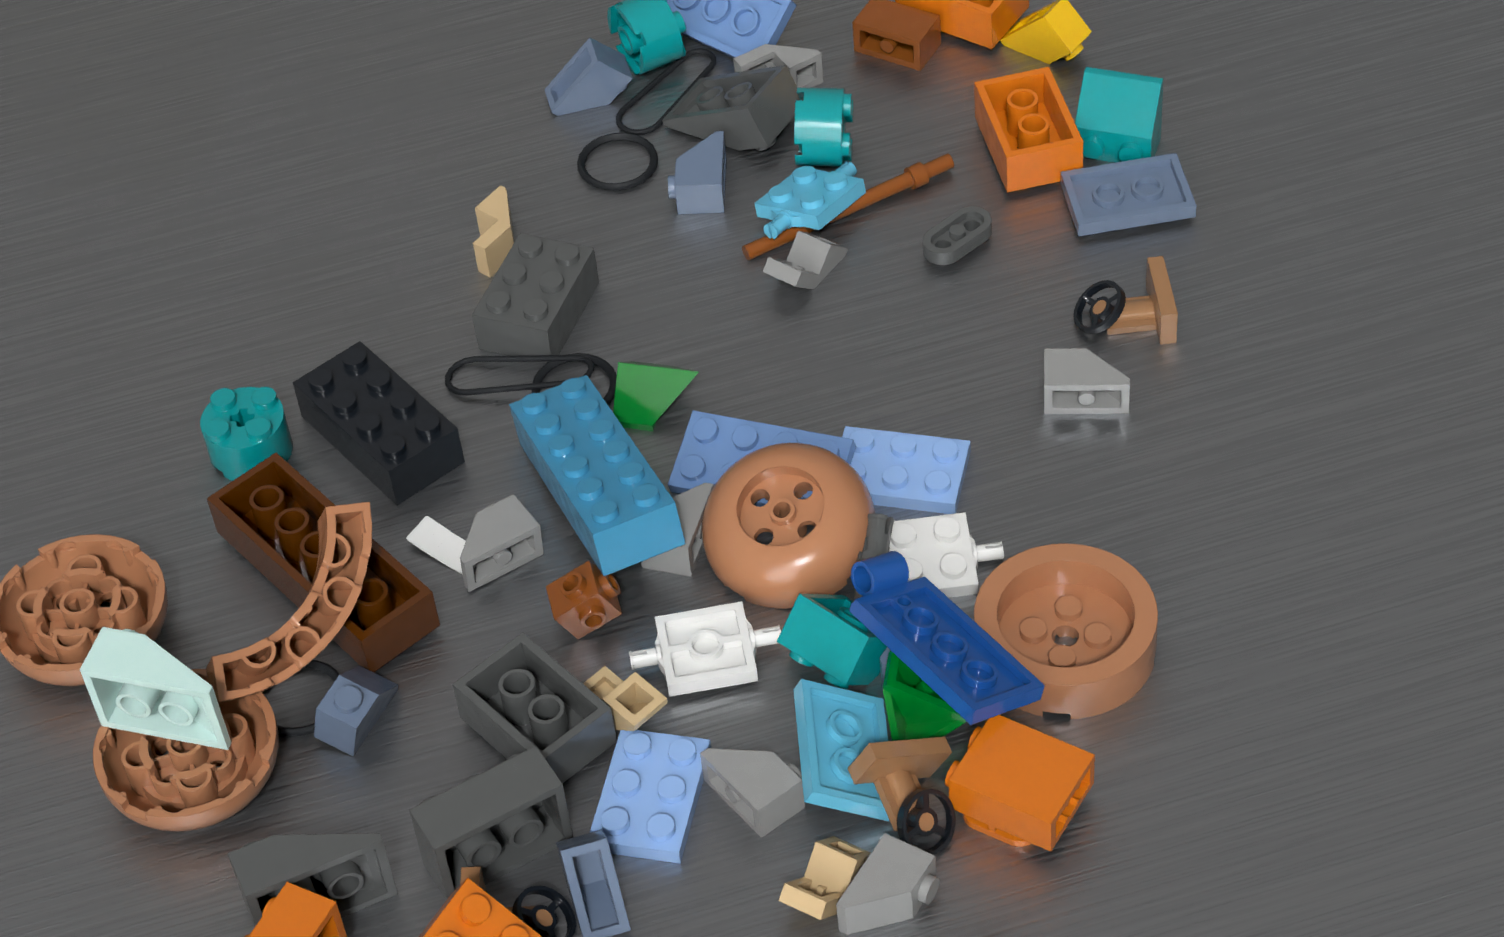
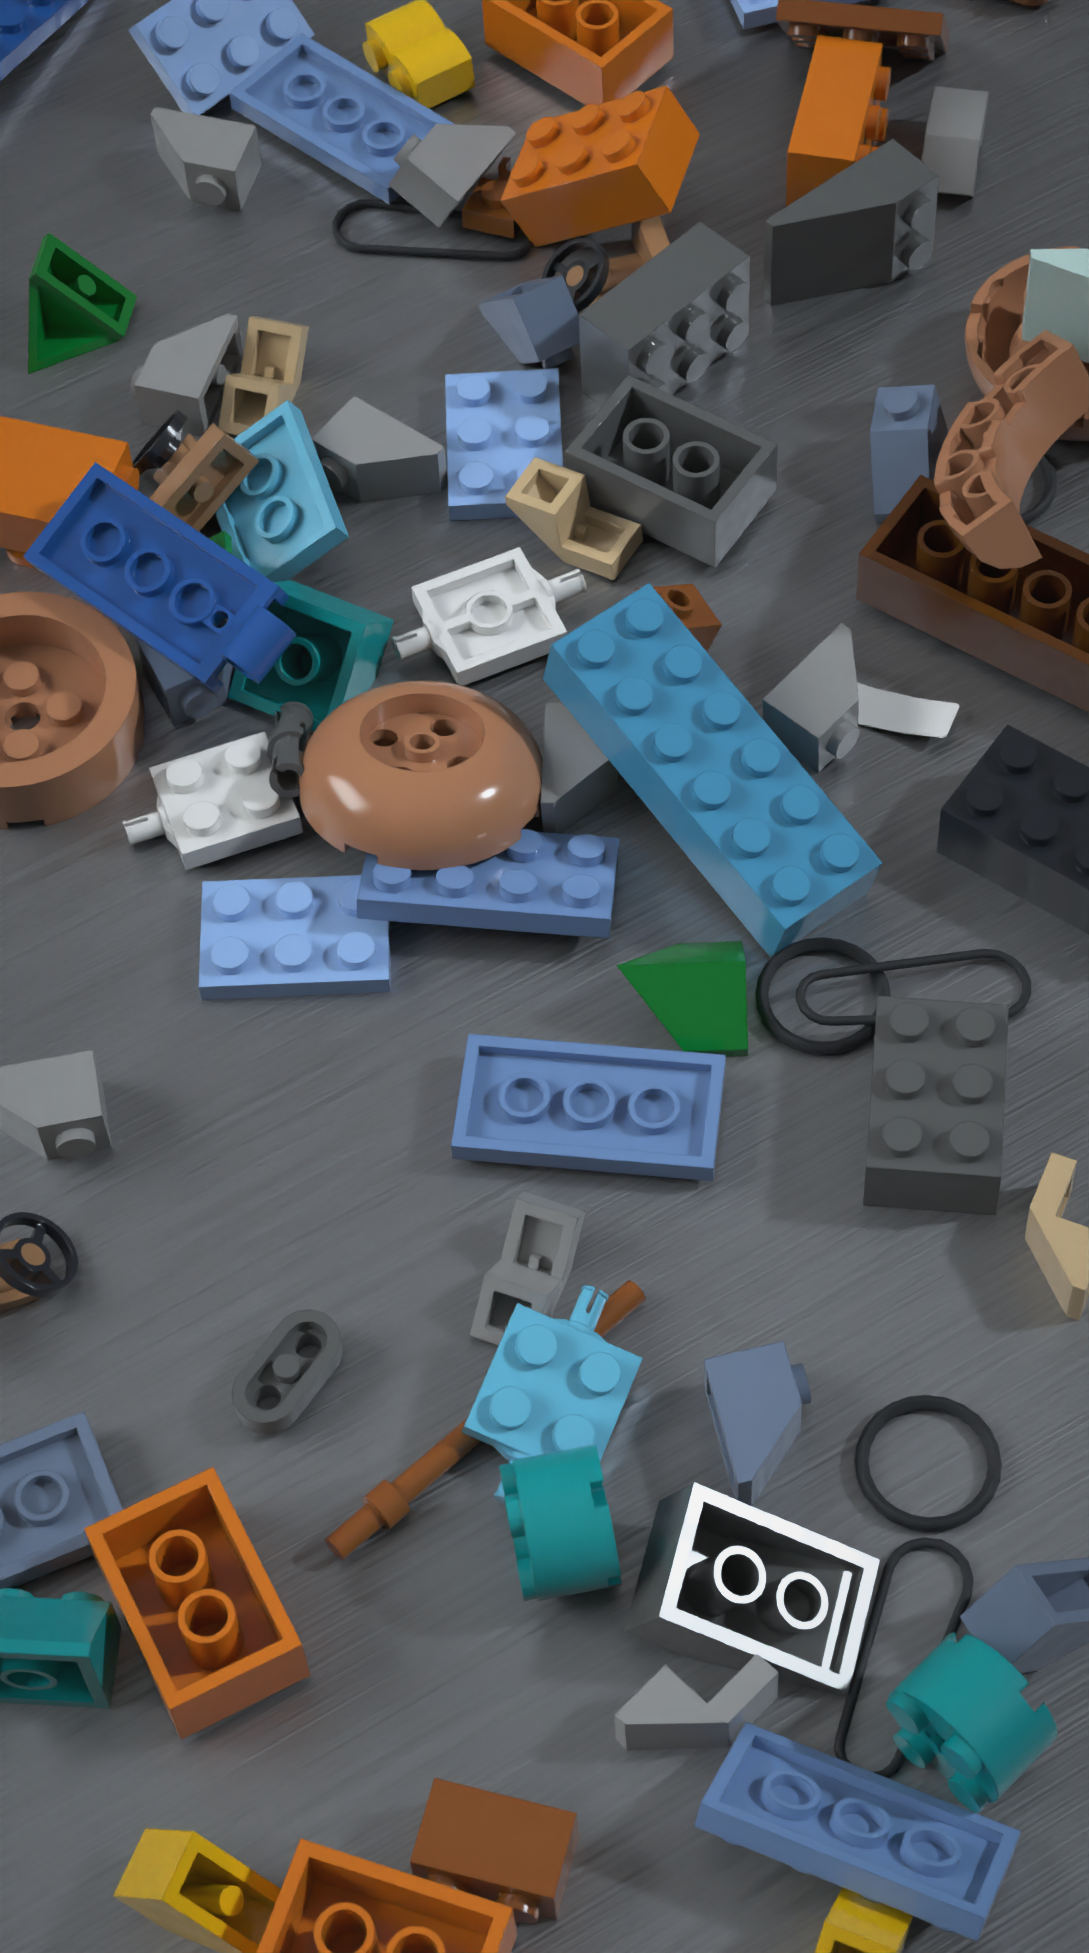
camera: 165 degrees right, 10 degrees up
(741, 337) = (589, 1107): none -> medium blue plate

